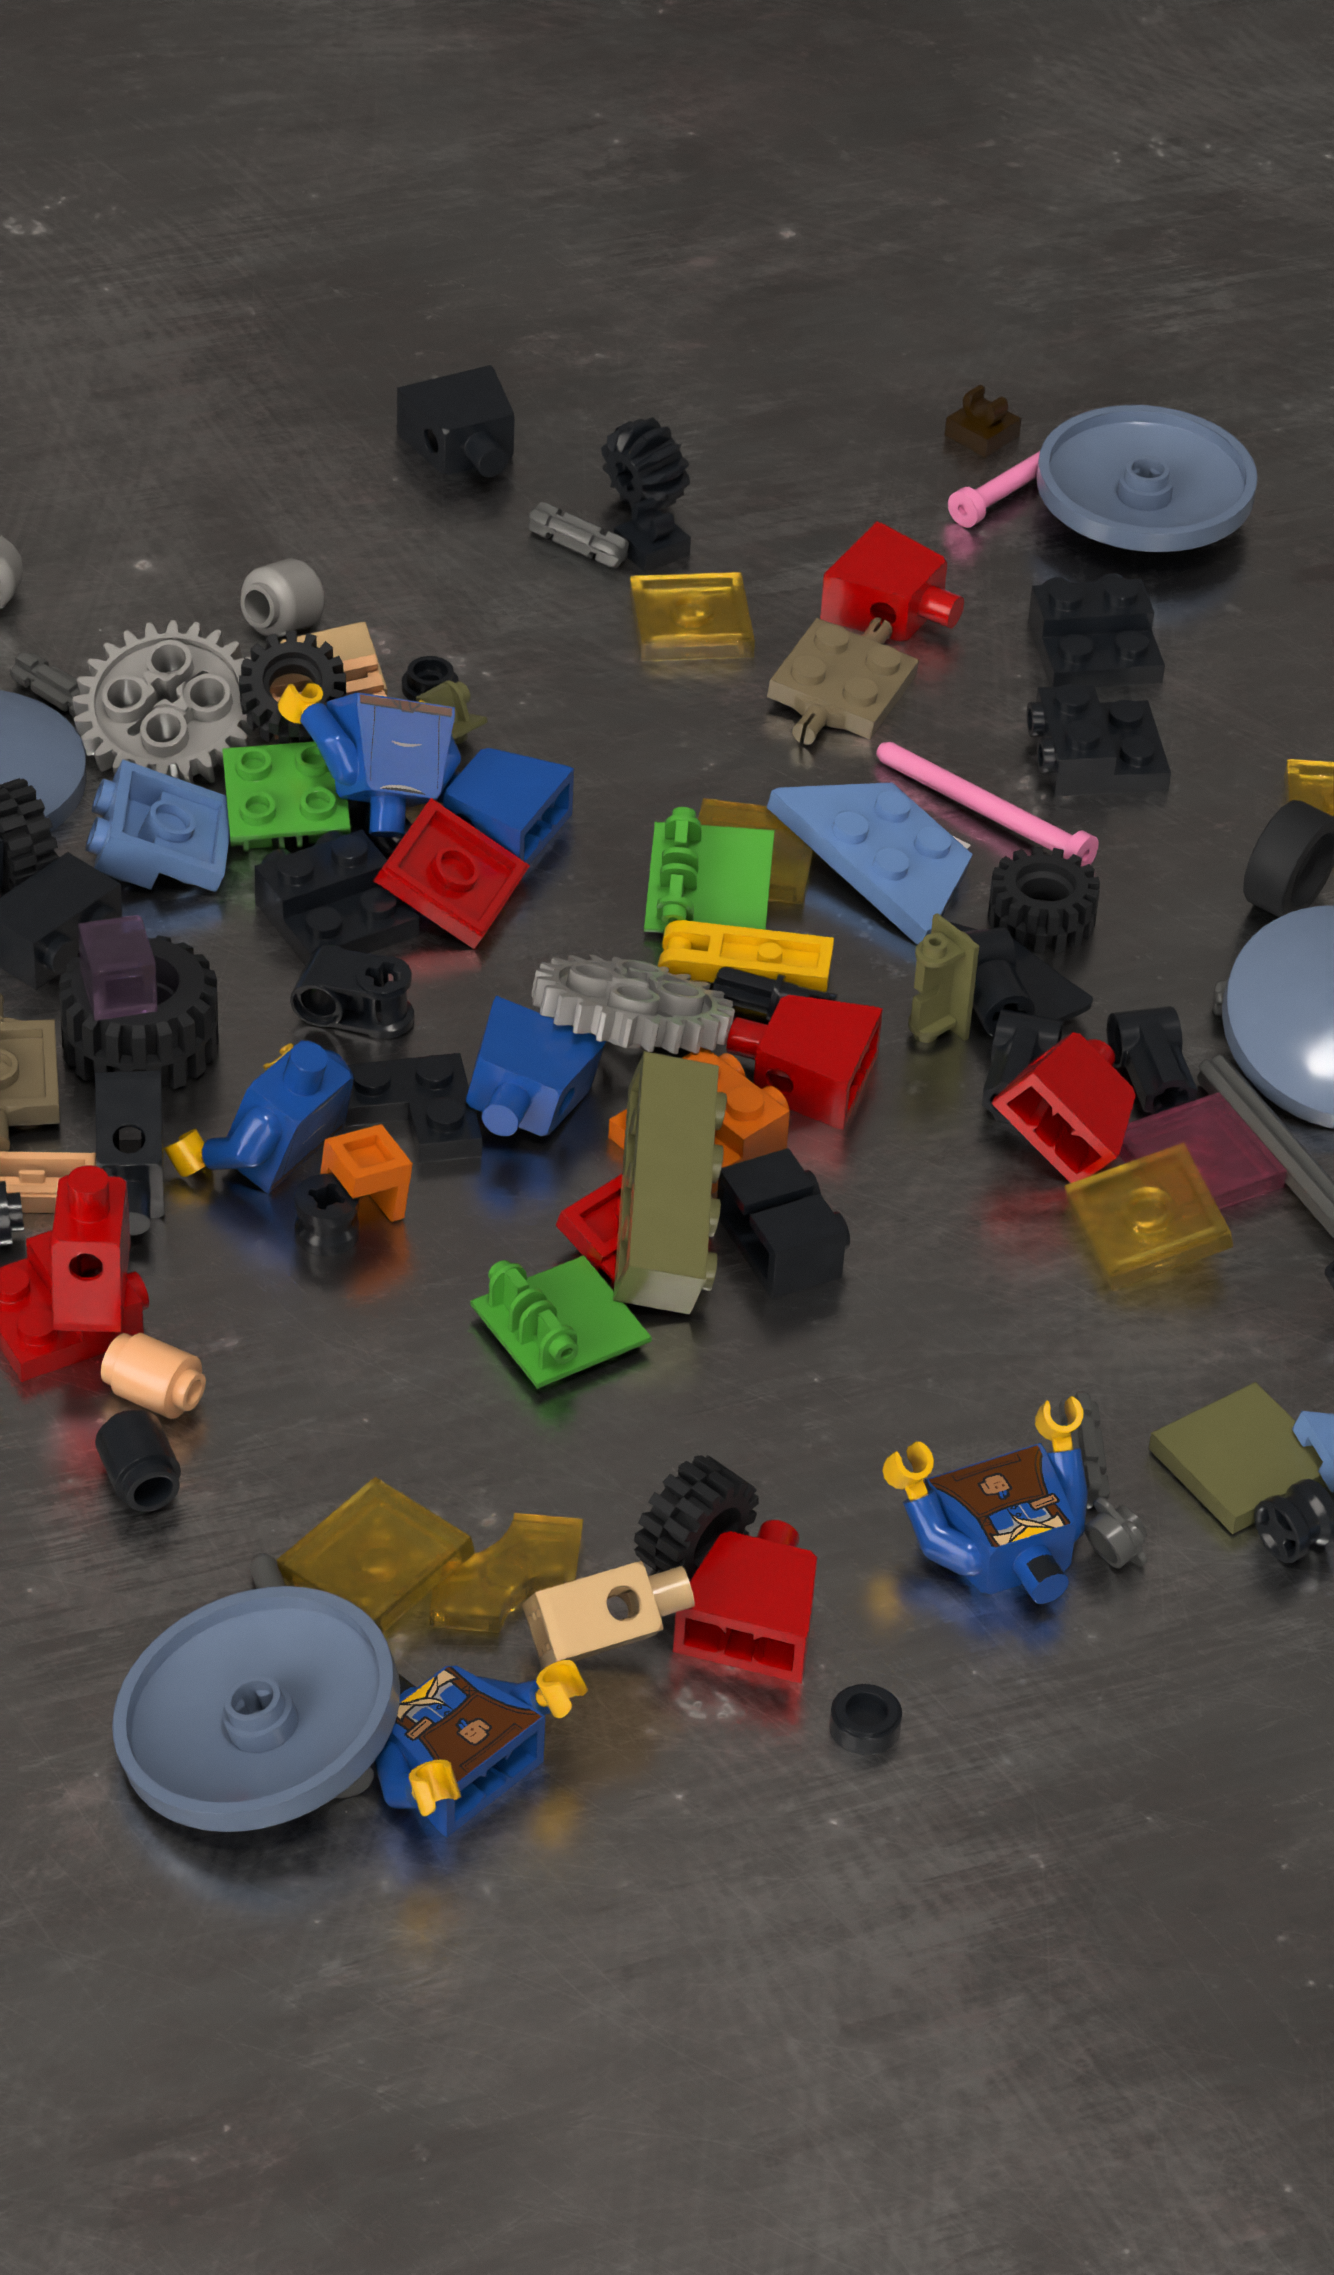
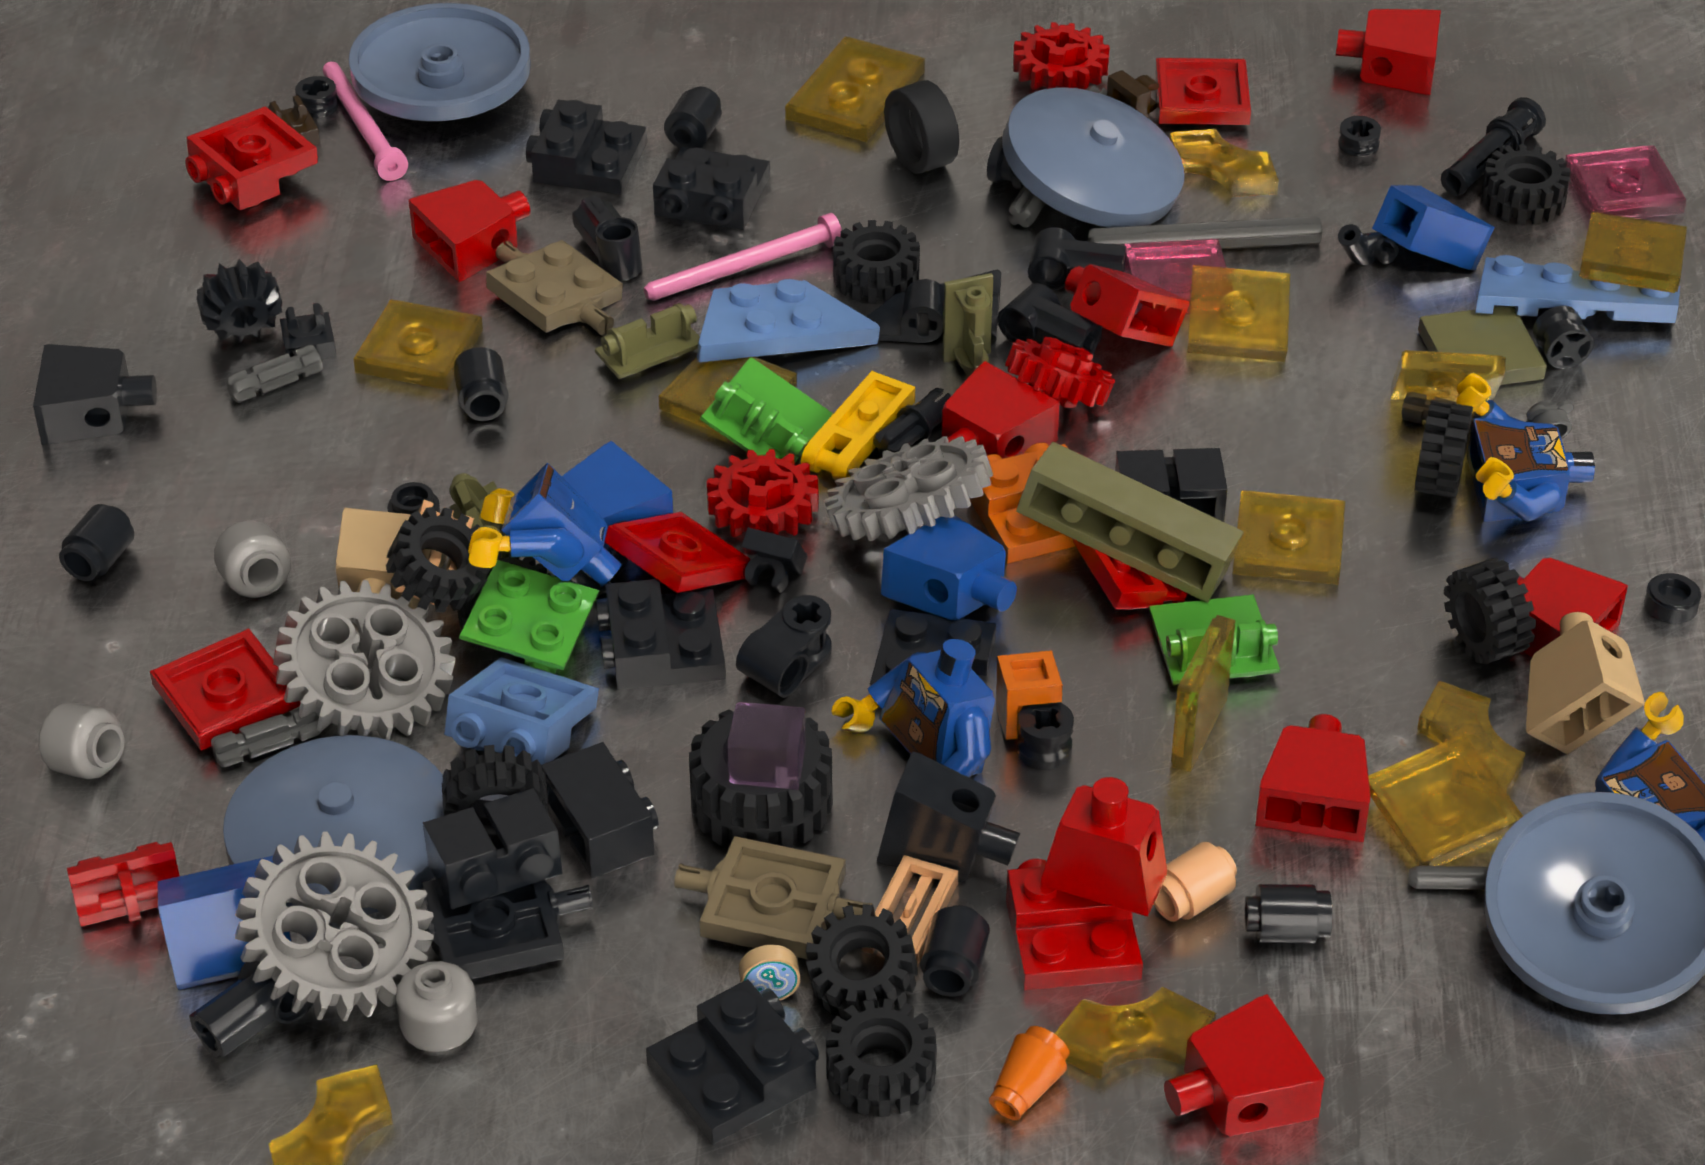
camera: 65 degrees left, 0 degrees up
(86, 625) = (222, 687): none -> red plate
(254, 498) = (96, 542): none -> black brick
(359, 1432) = (1316, 782): none -> red torso
(417, 1302) = (1202, 693): none -> clear yellow tile
(488, 945) = (774, 553): none -> black tile
(581, 911) = (762, 494): none -> red gear
(639, 668) = (481, 383): none -> black brick
(770, 764) = (638, 347): none -> olive hinge
(777, 1352) = (1290, 537): none -> clear yellow tile
(890, 402) = (248, 157): none -> red plate
(918, 1081) = (1060, 371): none -> red gear
(935, 690) = (610, 237): none -> black piece
(970, 1405) = (1443, 448): none -> black tyre
(1043, 419) = (318, 95): none -> black bush
(1107, 1407) = (1441, 372): none -> clear yellow tile
(1200, 693) = (693, 118): none -> black brick

